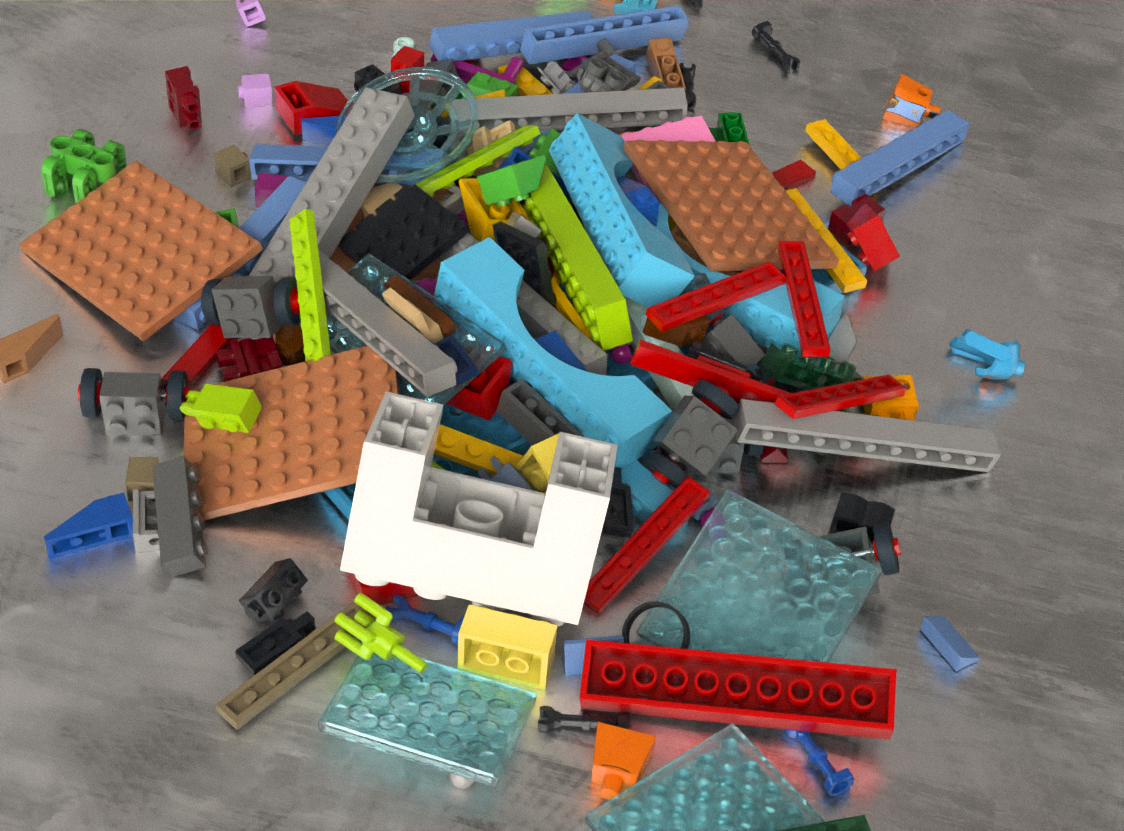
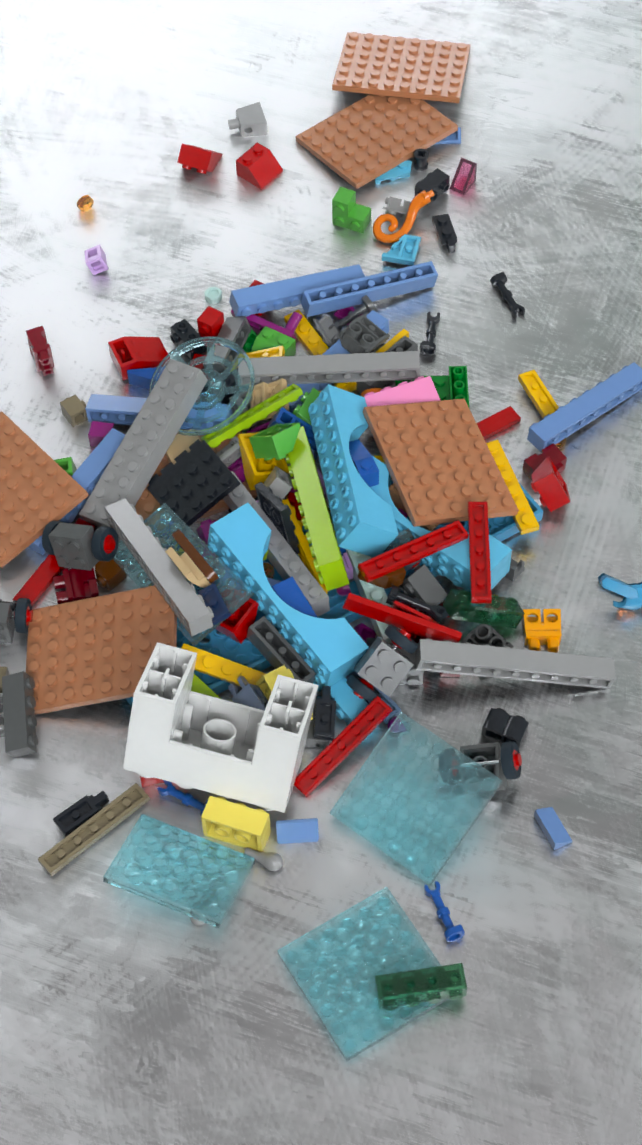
camera: 10 degrees right, 10 degrees up
(223, 407) = (53, 630): lime brick -> none
(255, 90) = (95, 340): lavender brick -> none
(273, 591) = (81, 774): black brick -> none
(309, 285) = (117, 535): lime plate -> none
(375, 635) = (147, 814): lime plant -> none
(560, 696) = (269, 860): none -> light grey piece
(585, 721) = (287, 880): black piece -> none
(620, 758) = (305, 910): orange torso -> none
(643, 607) = (321, 822): black tyre -> none
(664, 63) = (414, 317): medium nougat slope -> none
(739, 689) = (391, 864): red brick -> none
(840, 396) = (498, 633): red tile -> none
(842, 340) = (511, 579): light grey slope -> none
(910, 103) = (605, 354): orange torso -> none

